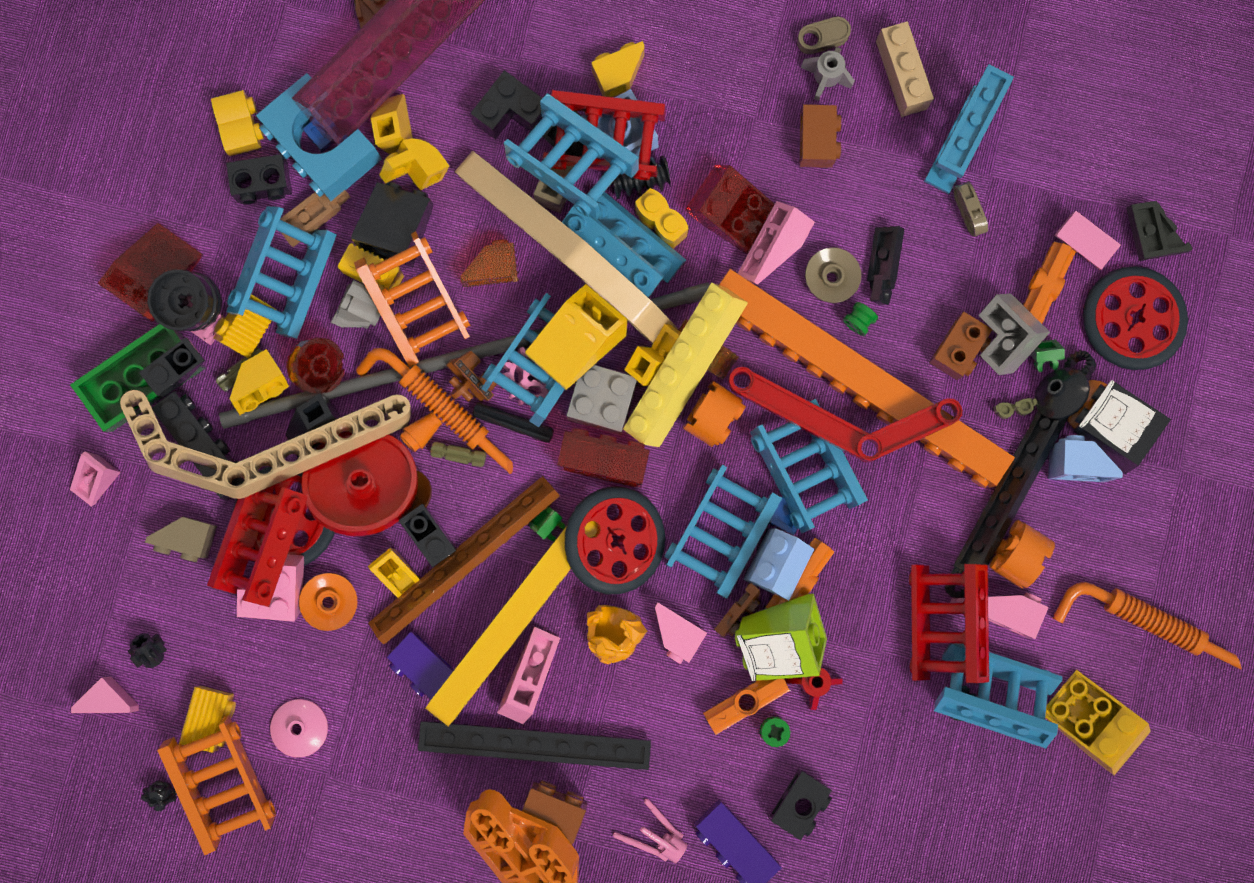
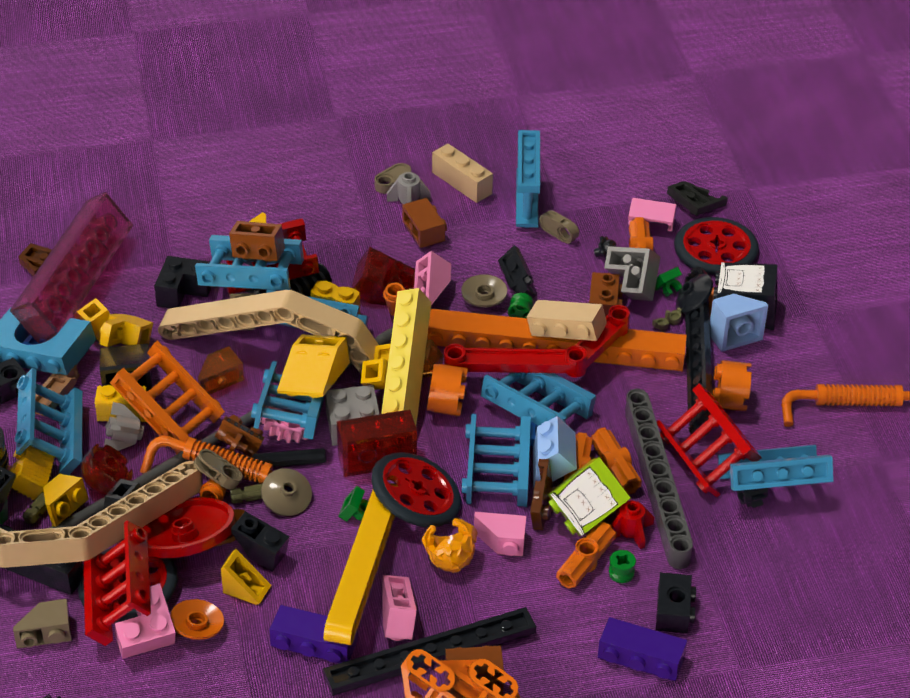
camera: 25 degrees left, 40 degrees down
(420, 417) = (218, 469): none -> dark tan piece
(463, 560) = (296, 554): dark orange plate -> none
(491, 460) = (284, 502): none -> dark tan dish
(582, 146) = (257, 241): none -> dark orange brick
(670, 846) = (588, 673): bright pink plant -> none
(726, 240) = (390, 296): none -> orange cone
(844, 590) = (616, 459): none -> orange piece
(865, 643) = (658, 479): none -> dark grey beam
(885, 394) = (566, 320): none -> tan brick
(1005, 271) = (603, 246): none -> black plant
(1015, 613) = (755, 423): bright pink slope -> none
(1096, 722) = (867, 467): yellow slope -> none

